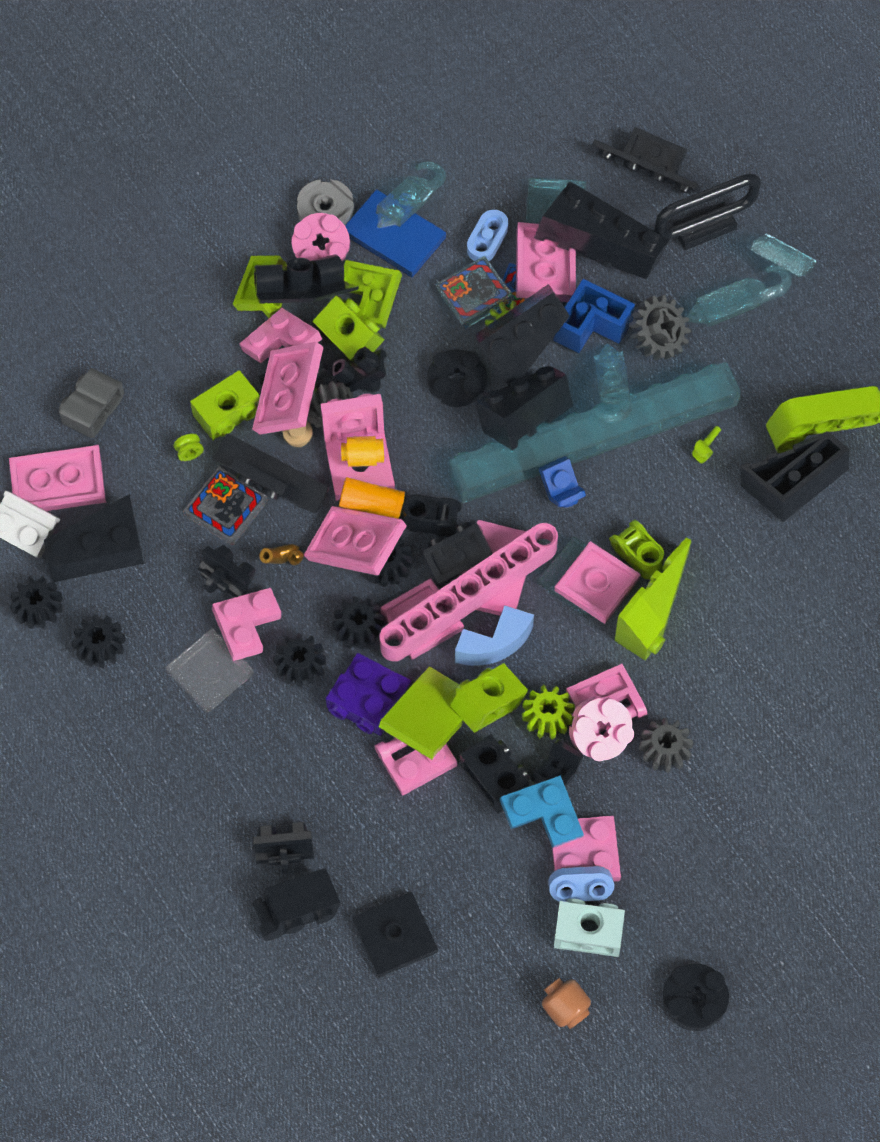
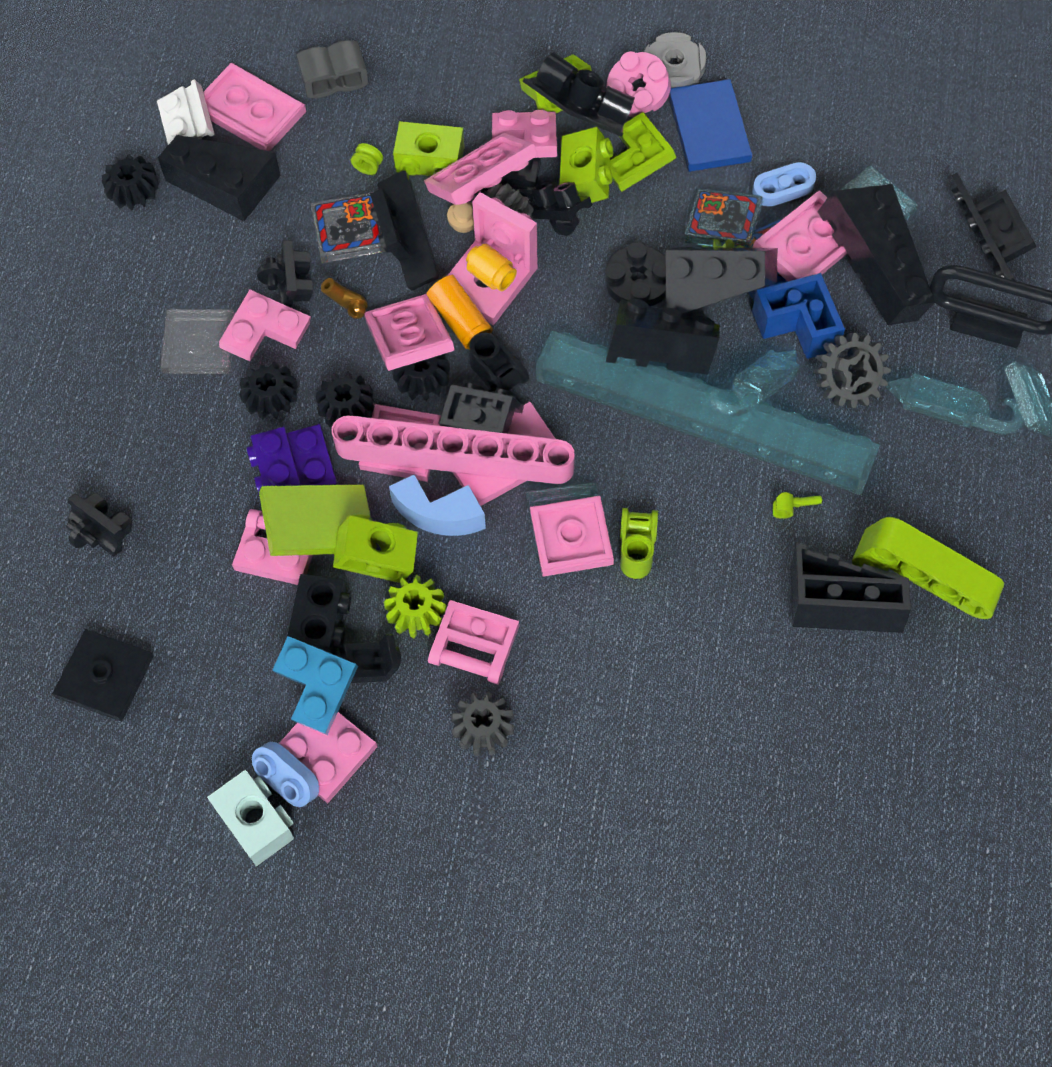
camera: 45 degrees right, 0 degrees up
(93, 632) = (140, 247): black gear -> none
(296, 903) = (54, 578): black hinge -> none
(409, 196) = (747, 102): clear light blue plate -> none
(561, 483) = (629, 428): blue bracket -> none
(566, 1003) = (164, 861): nougat head -> none
(617, 734) = (424, 672): plate -> none
(646, 615) = (583, 600): lime wedge -> none
(680, 1007) = (254, 959): black plate -> none

